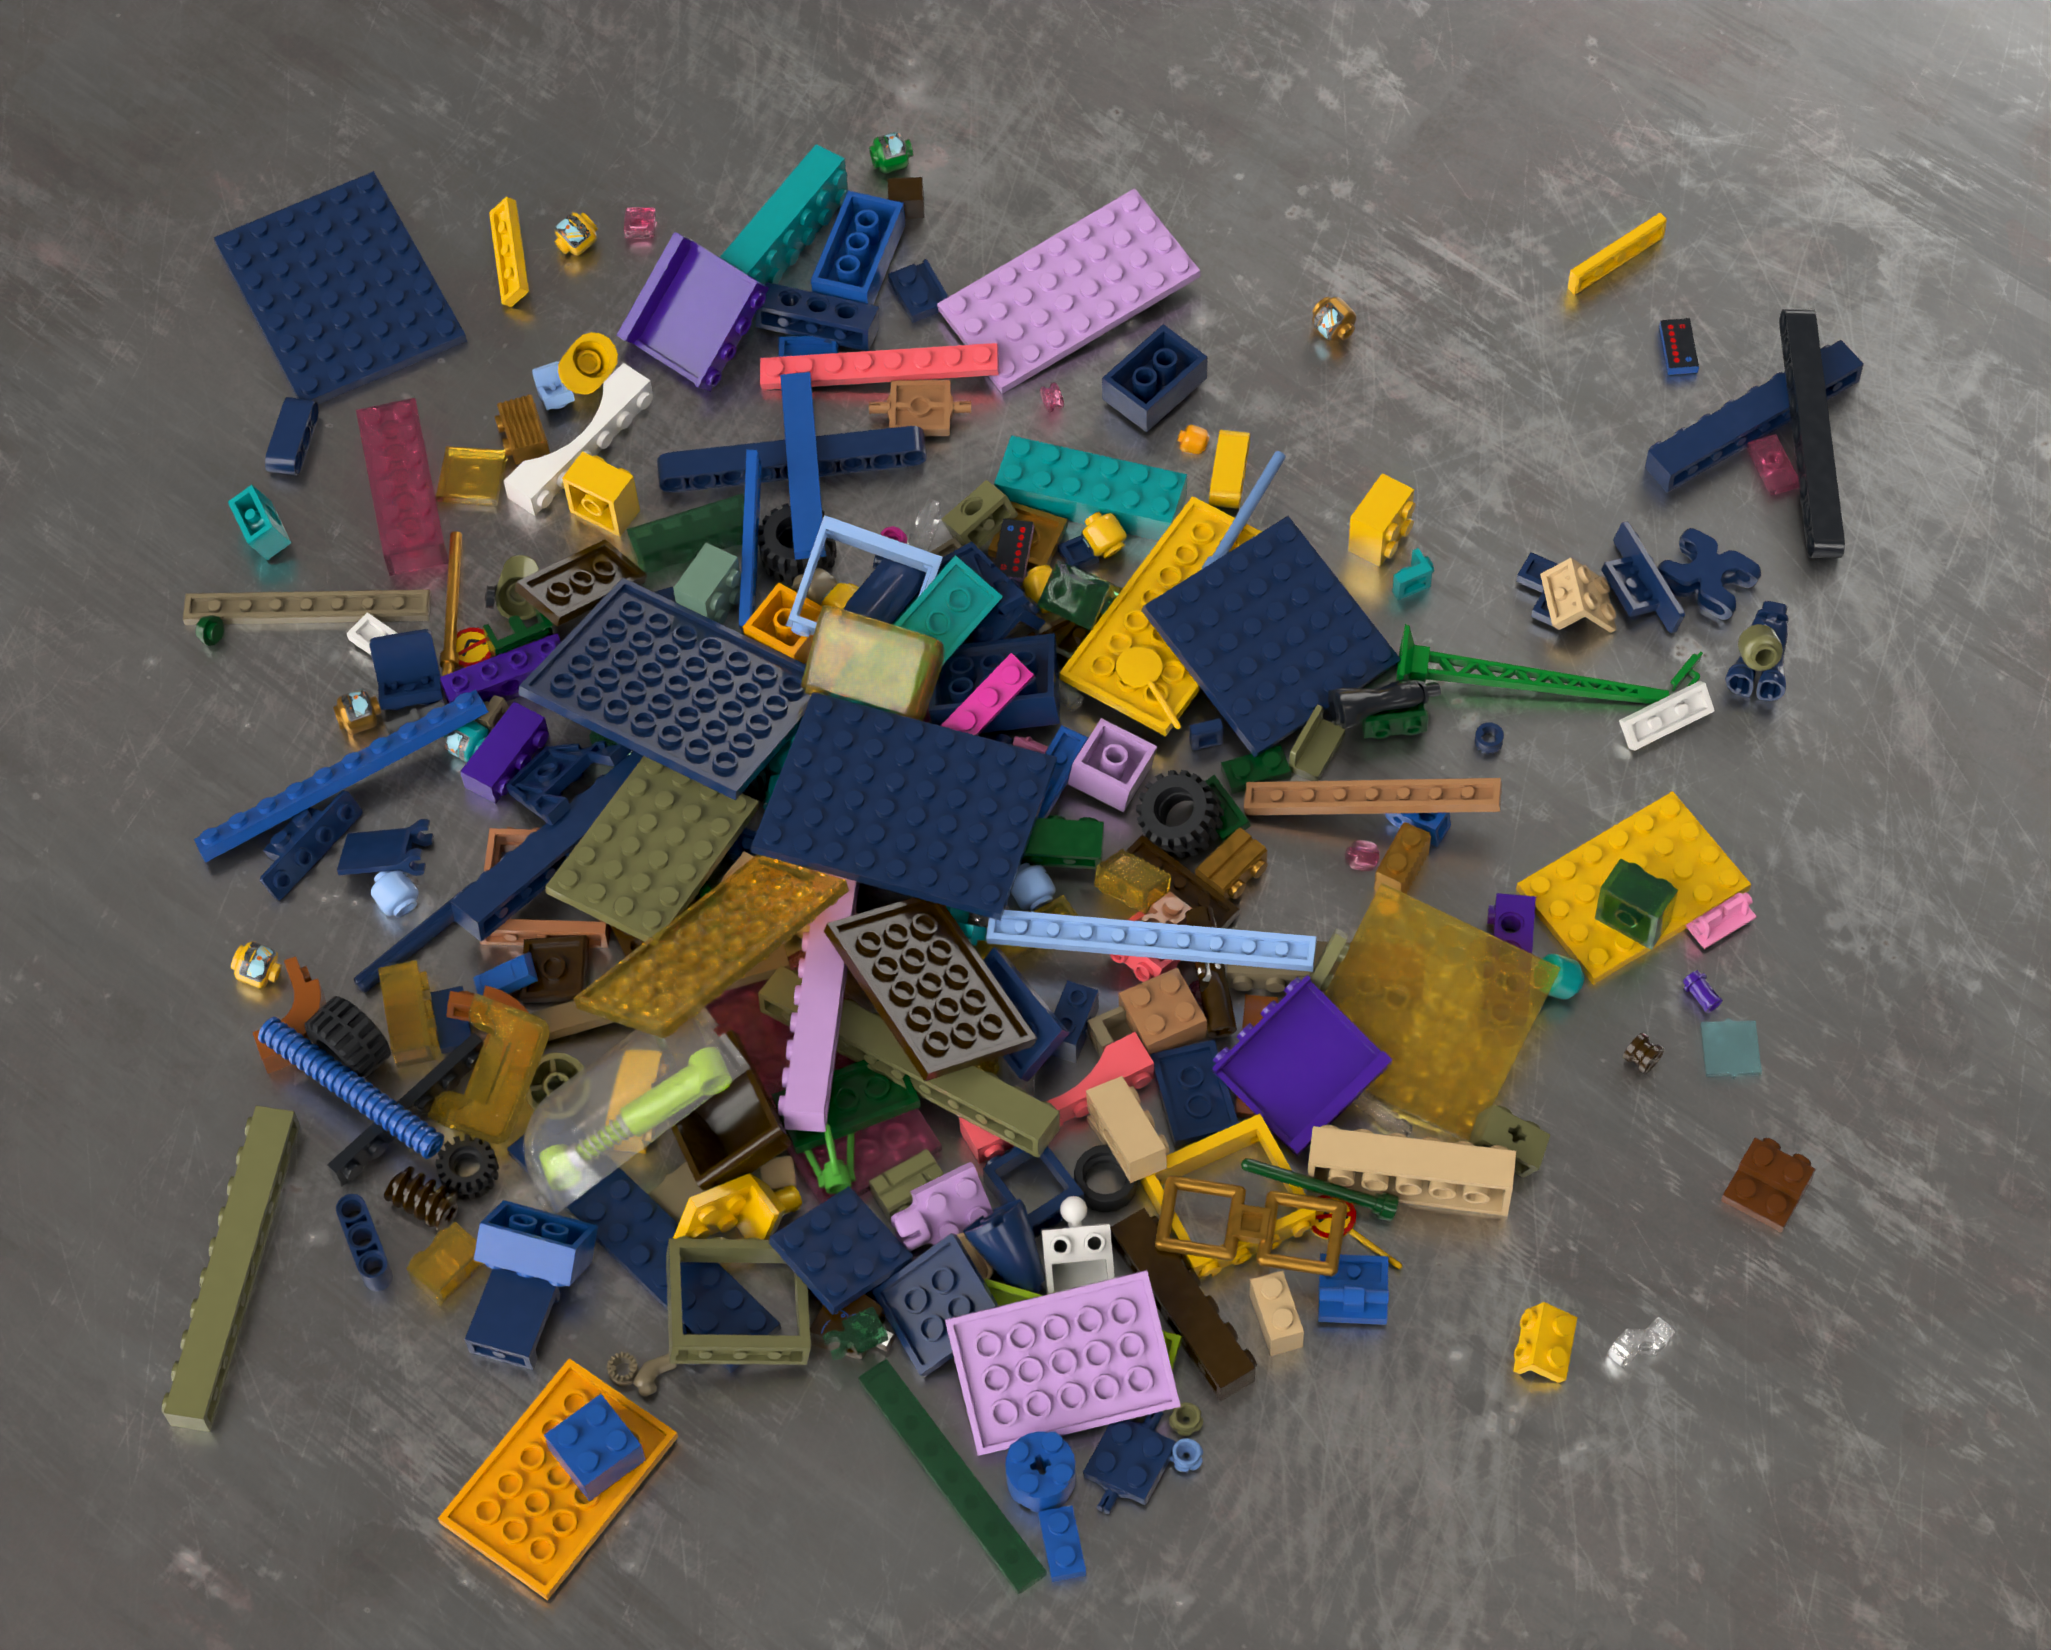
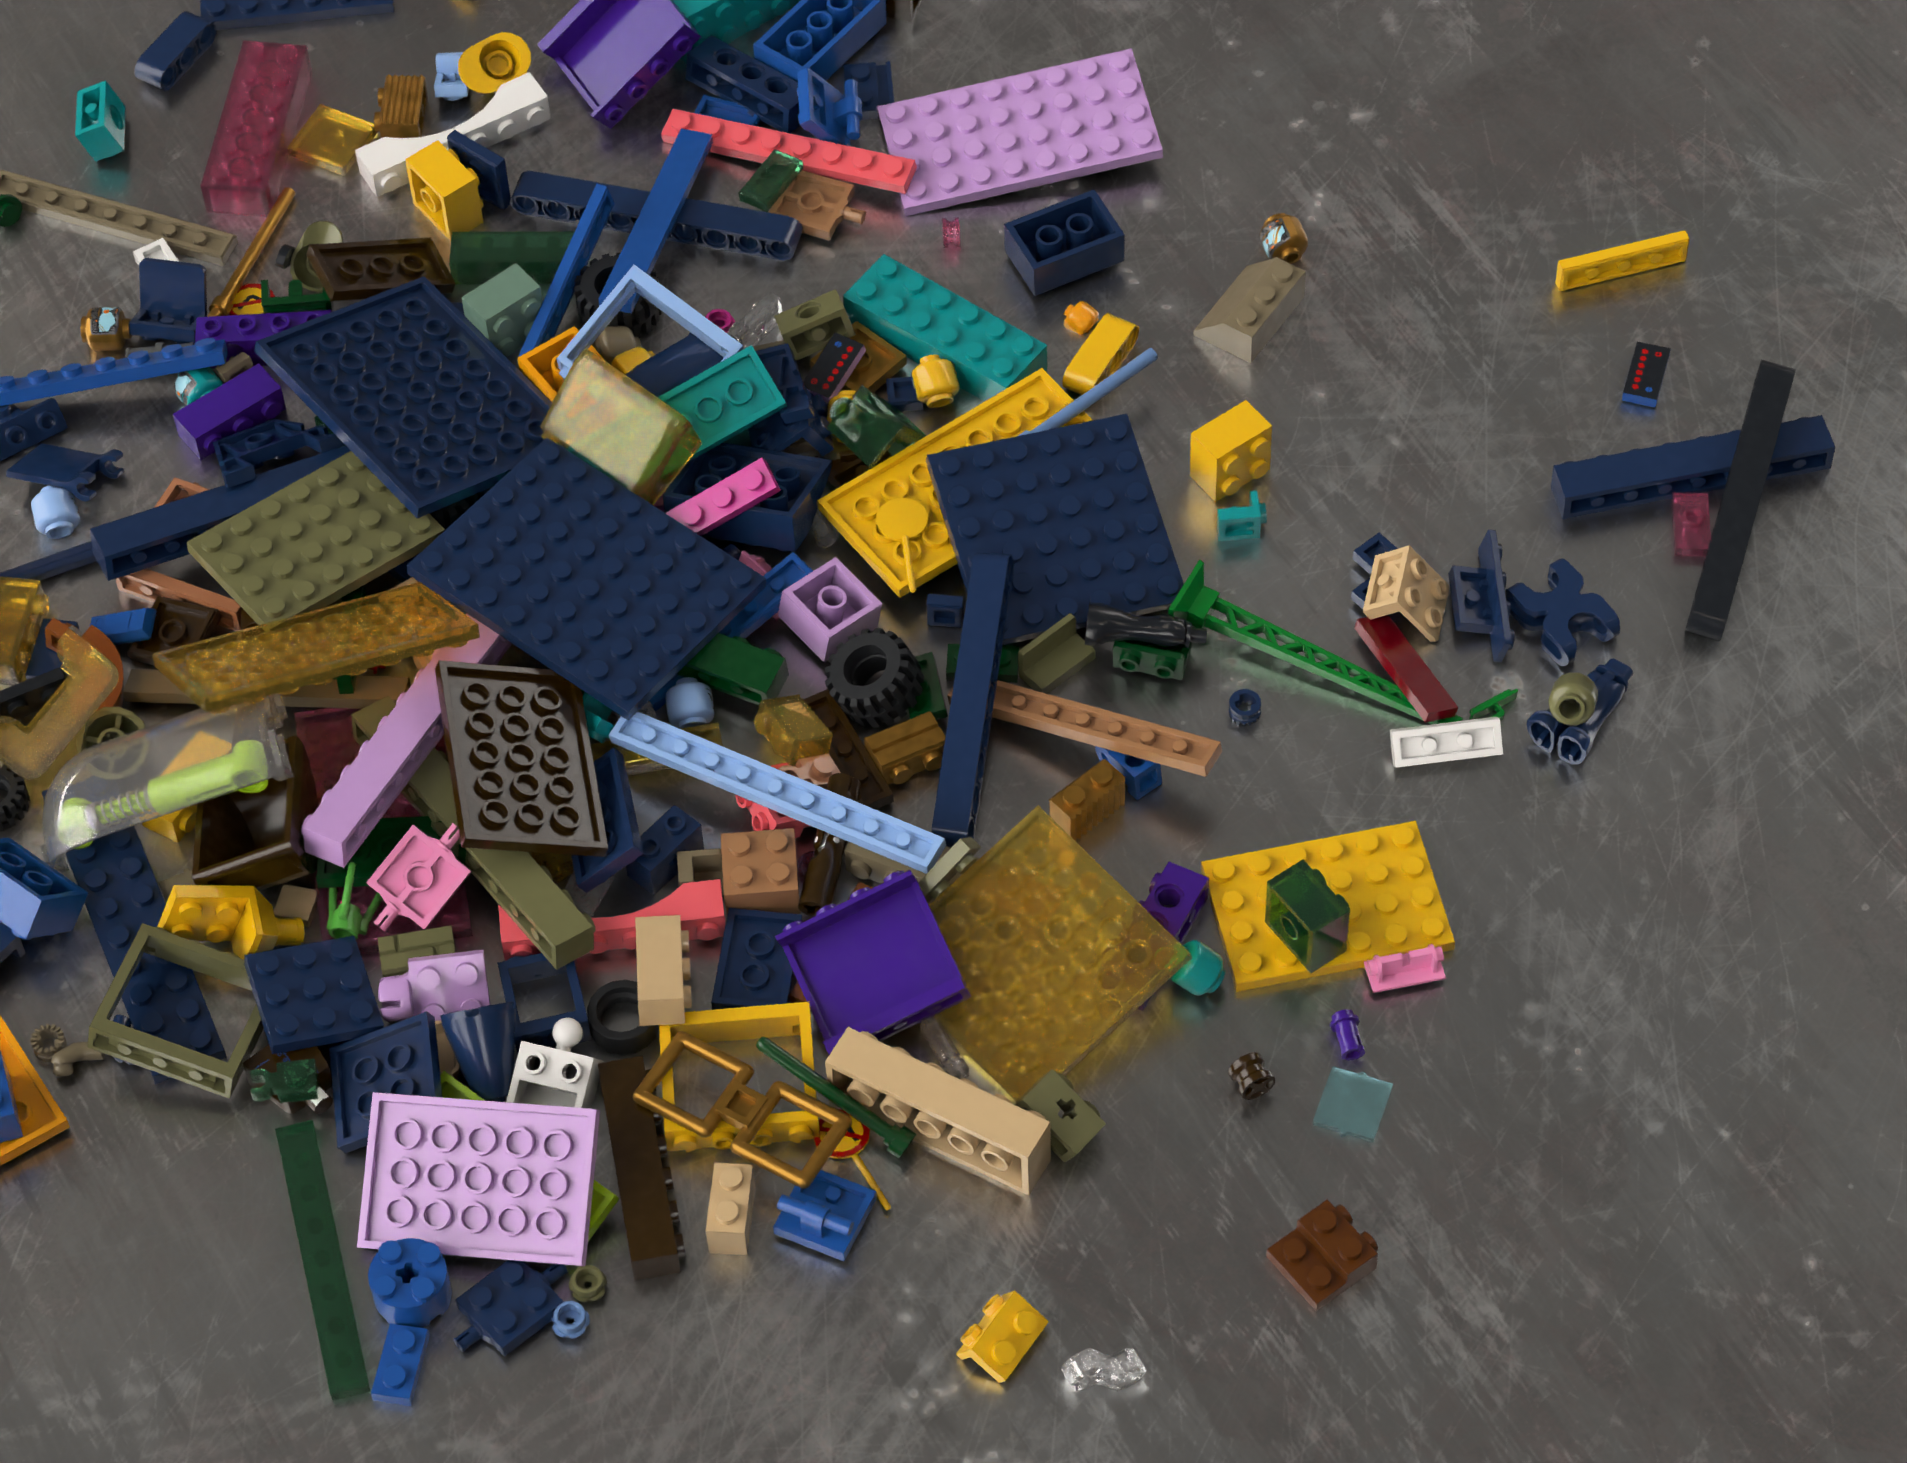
camera: 20 degrees right, 5 degrees down
(633, 459) = (487, 166): none -> dark blue tile
(881, 398) = (770, 180): none -> clear green plate
(885, 1117) = (418, 877): none -> bright pink plate
(901, 323) = (826, 110): none -> blue plate
(1273, 805) = (973, 697): none -> dark blue beam
(1333, 387) = (1253, 308): none -> dark tan slope
(1362, 855) = (1052, 781): clear pink piece -> none
(1606, 663) = (1406, 668): none -> dark red tile

